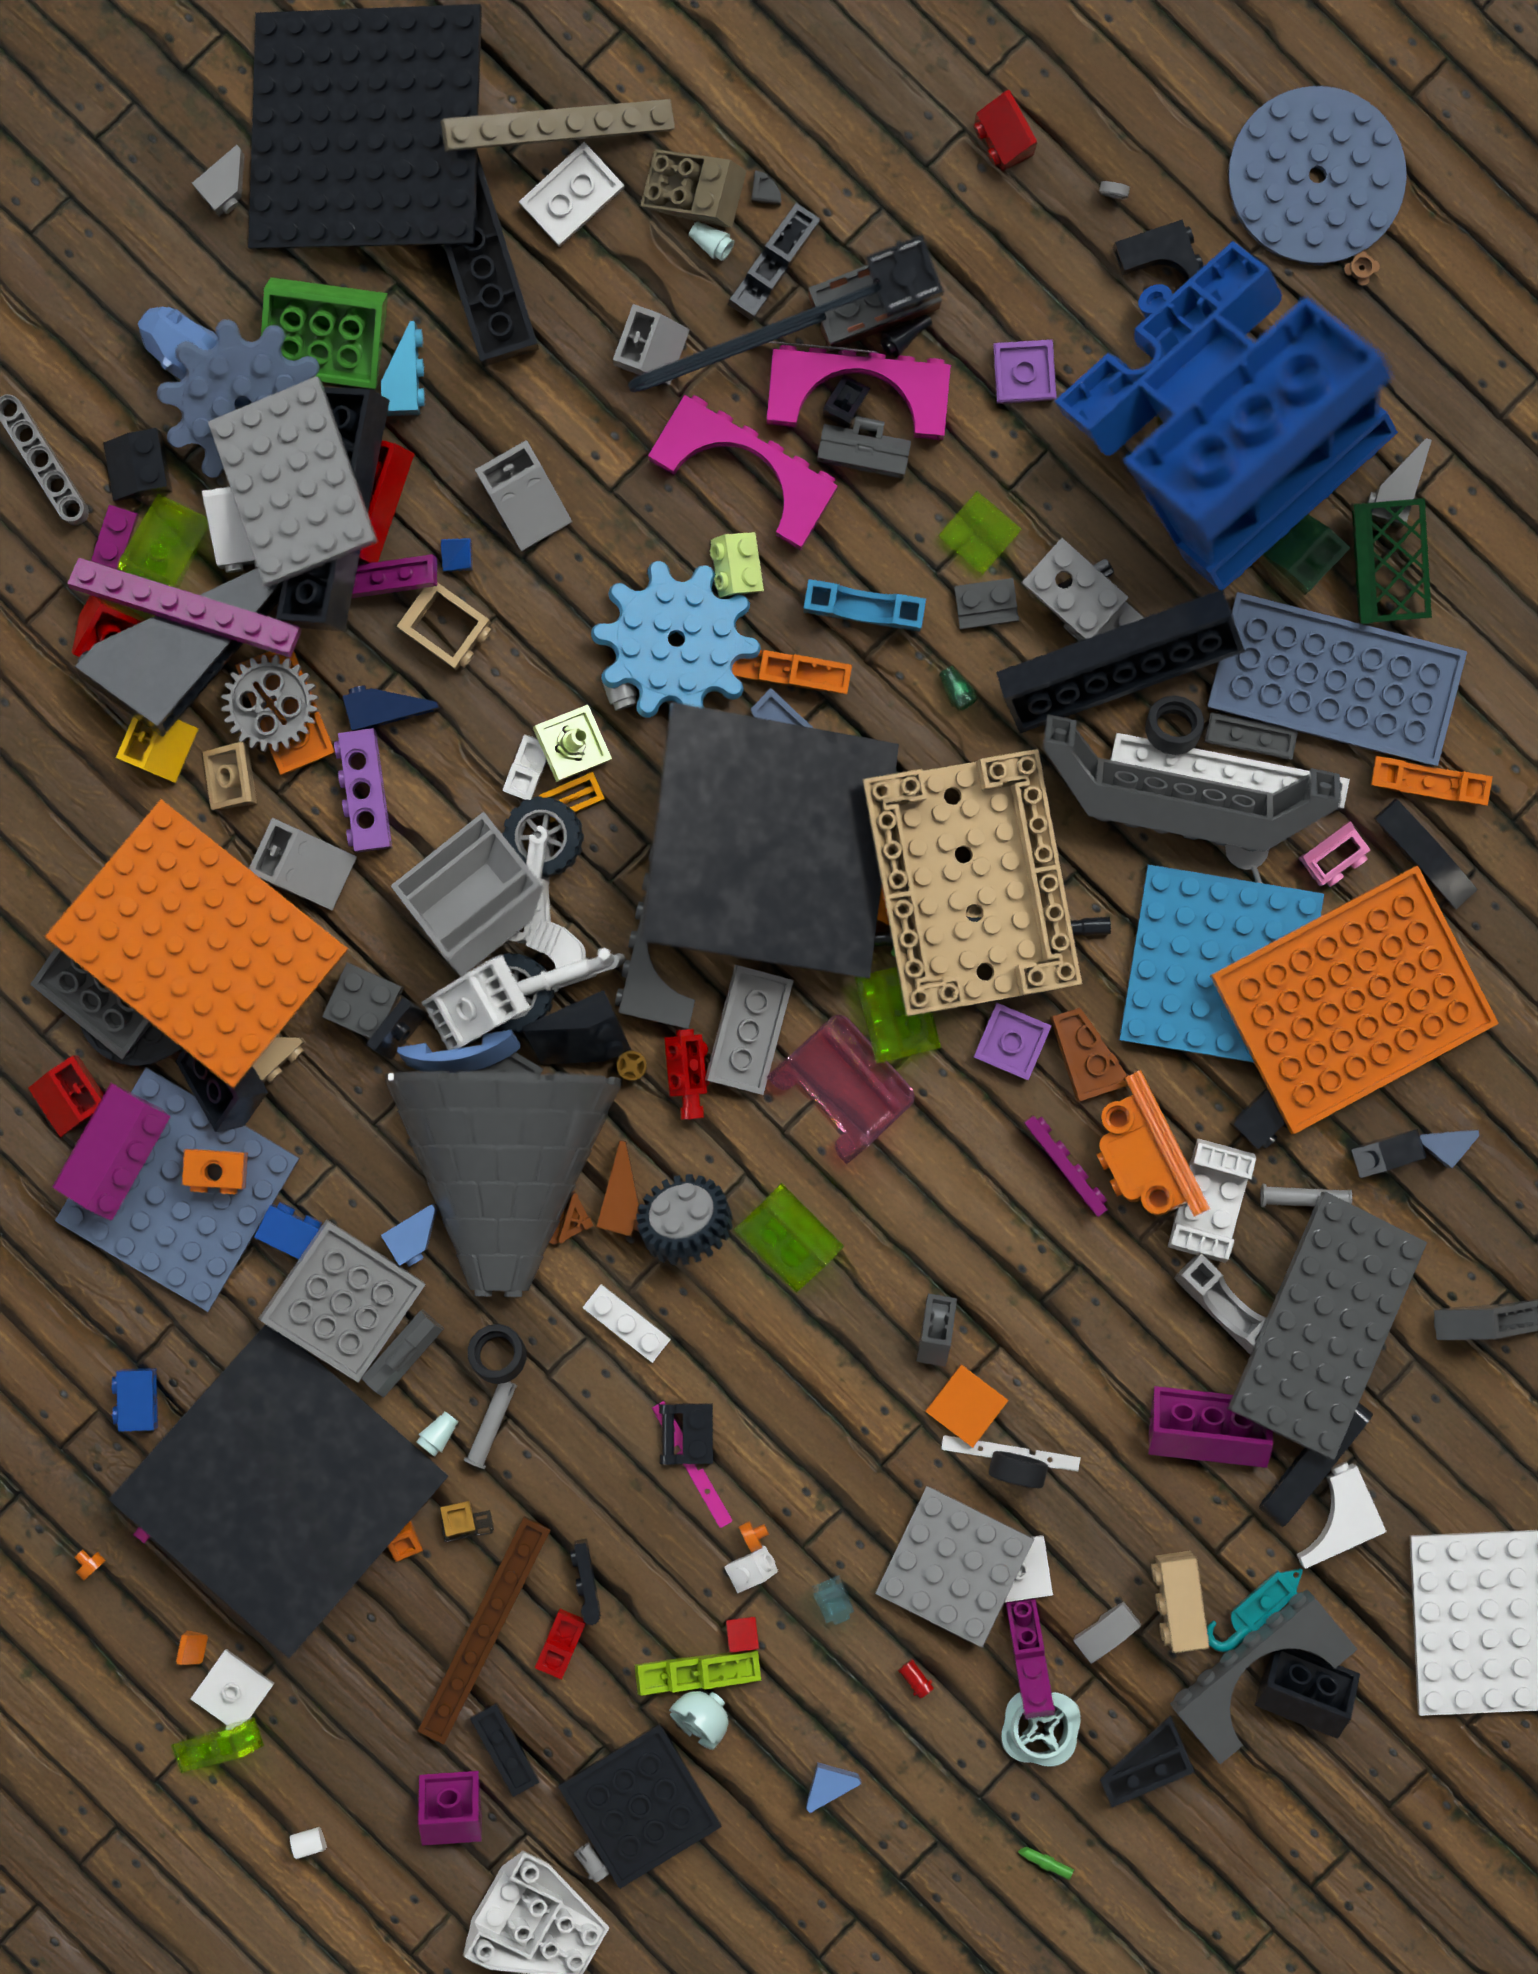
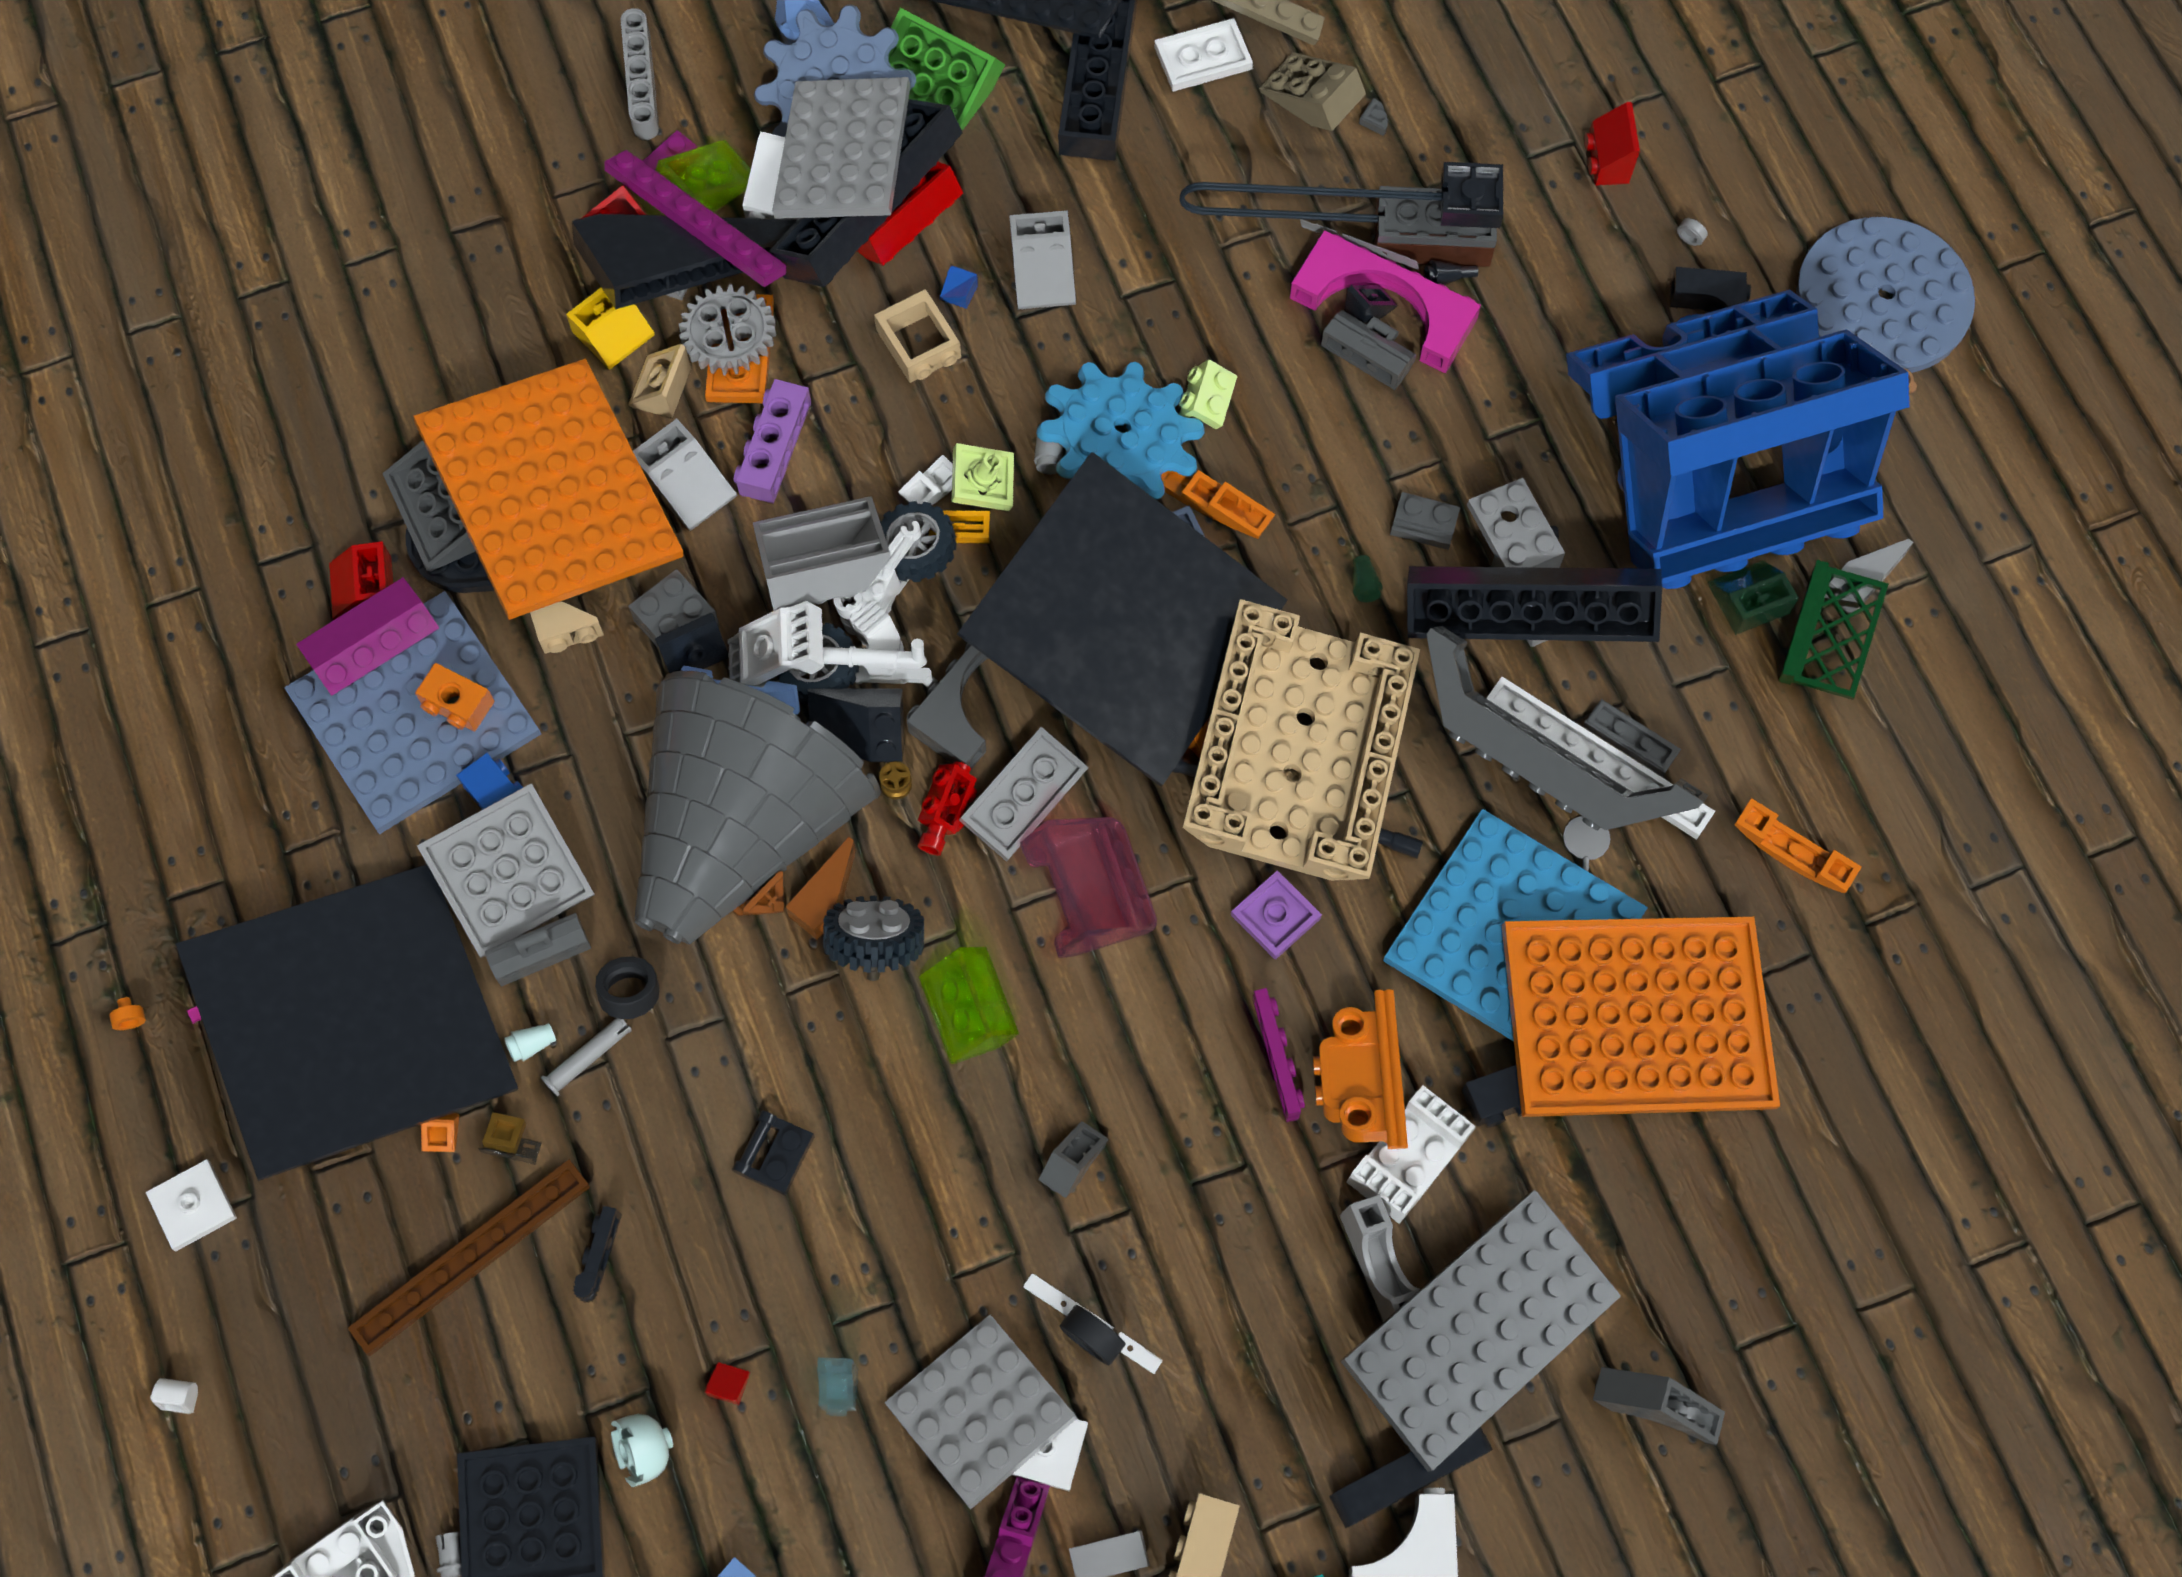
camera: 25 degrees right, 20 degrees down
(135, 1399) = (262, 879): blue brick -> none
(137, 465) = (721, 109): black slope -> none
(191, 1648) = (175, 1142): orange slope -> none
(218, 1745) = (145, 1248): clear neon green slope -> none
(222, 1104) = (499, 642): black slope -> none
(376, 707) = (831, 381): dark blue slope -> none
(395, 576) = (888, 273): magenta plate -> none
(402, 376) = (984, 131): medium azure slope -> none
(411, 1236) = (606, 843): medium blue slope -> none
(450, 1808) = (335, 1426): magenta slope -> none
(505, 1749) = (425, 1391): black plate -> none
(560, 1644) = (539, 1308): red slope -> none
(626, 1323) = (769, 1019): white plate -> none
(649, 341) = (1215, 167): light grey slope -> none
(697, 1672) = (662, 1401): lime slope -> none
(698, 429) = (1226, 272): dark pink arch -> none
(700, 1479) = (765, 1210): dark pink piece -> none
(711, 240) = (1311, 136): light aqua cone -> none
(751, 1569) = (770, 1318): white bracket -> none
(752, 1535) = (788, 1283): orange tile -> none
(774, 261) = (1362, 170): black slope -> none
(863, 606) = (1337, 487): dark azure arch -> none
(890, 1030) = (1166, 851): clear neon green slope -> none
(916, 1679) = (884, 1514): red pin -> none
(966, 1405) = (1069, 1251): orange tile -> none
(979, 532) = (1445, 459): clear neon green plate -> none
(1024, 371) = (1544, 343): medium lavender plate -> none
(1086, 1057) = (1343, 961): dark orange wing -> none
(1179, 706) = (1554, 703): black tyre -> none
(1202, 1428) = (1309, 1386): magenta slope -> none
(1298, 1196) = (1497, 1187): light grey pin -> none
(1328, 845) = (1666, 892): bright pink window -> none
(1339, 680) = (1739, 720): sand blue plate -> none
(1388, 1153) = (1615, 1182): black slope -> none
(1425, 852) = (1762, 900): black slope -> none
(1449, 1146) = (1680, 1204): sand blue slope -> none

